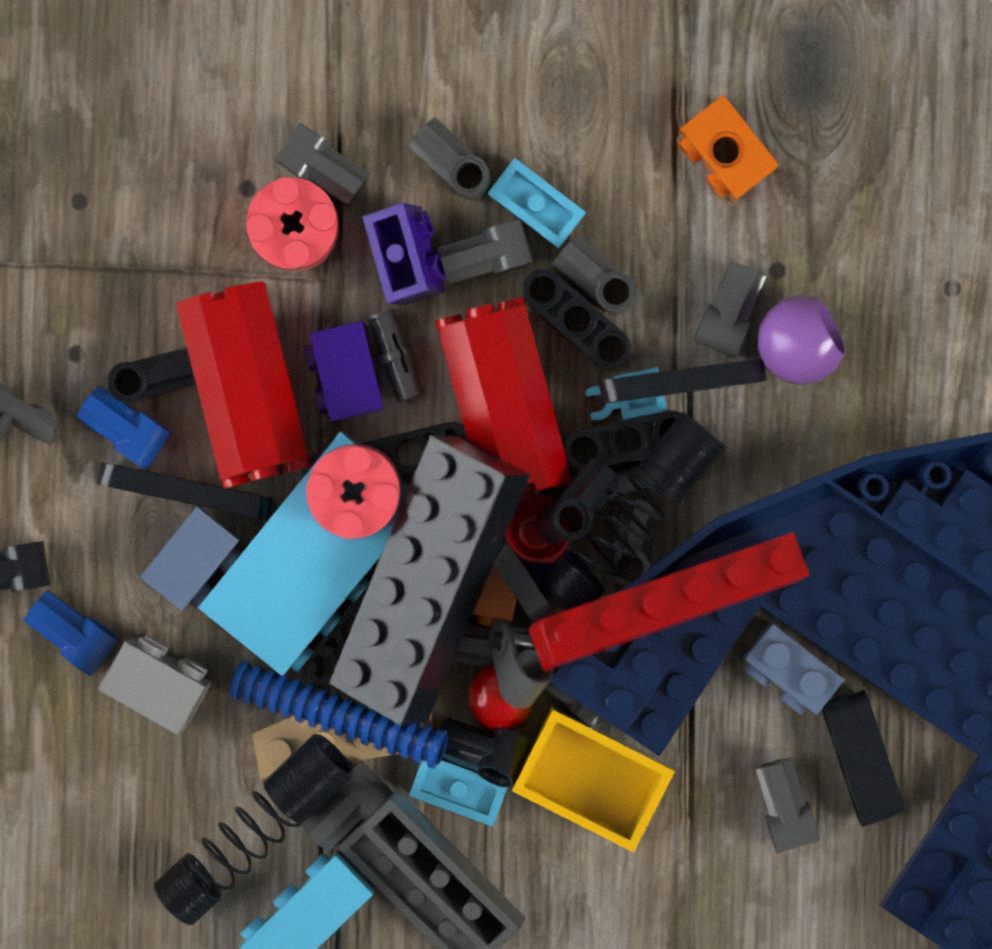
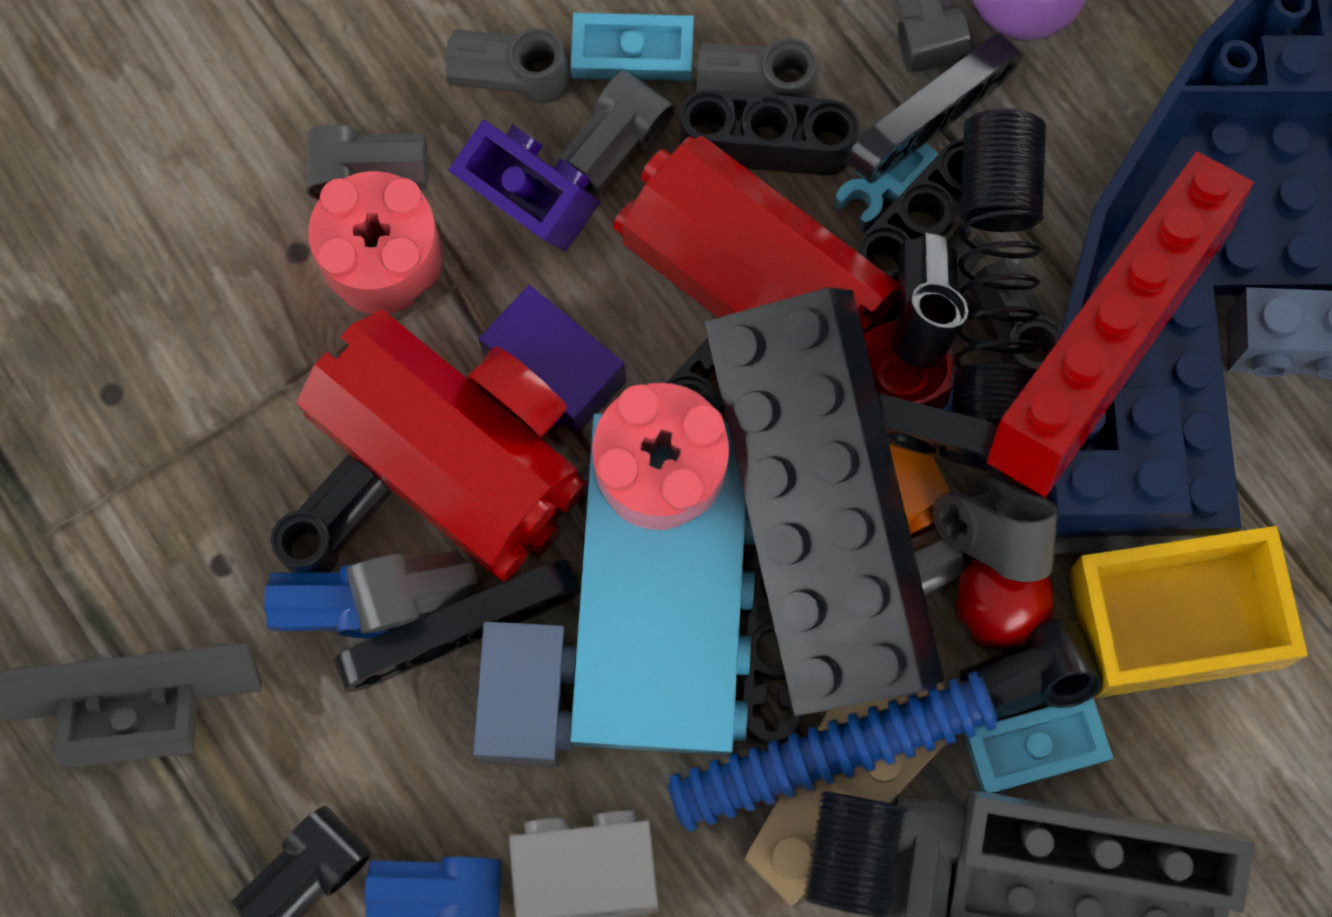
camera: 35 degrees left, 15 degrees down
(162, 453) = (399, 590): none -> dark grey piece
(305, 388) = (518, 391): none -> red hat
(395, 354) = (594, 307): dark grey pin -> none

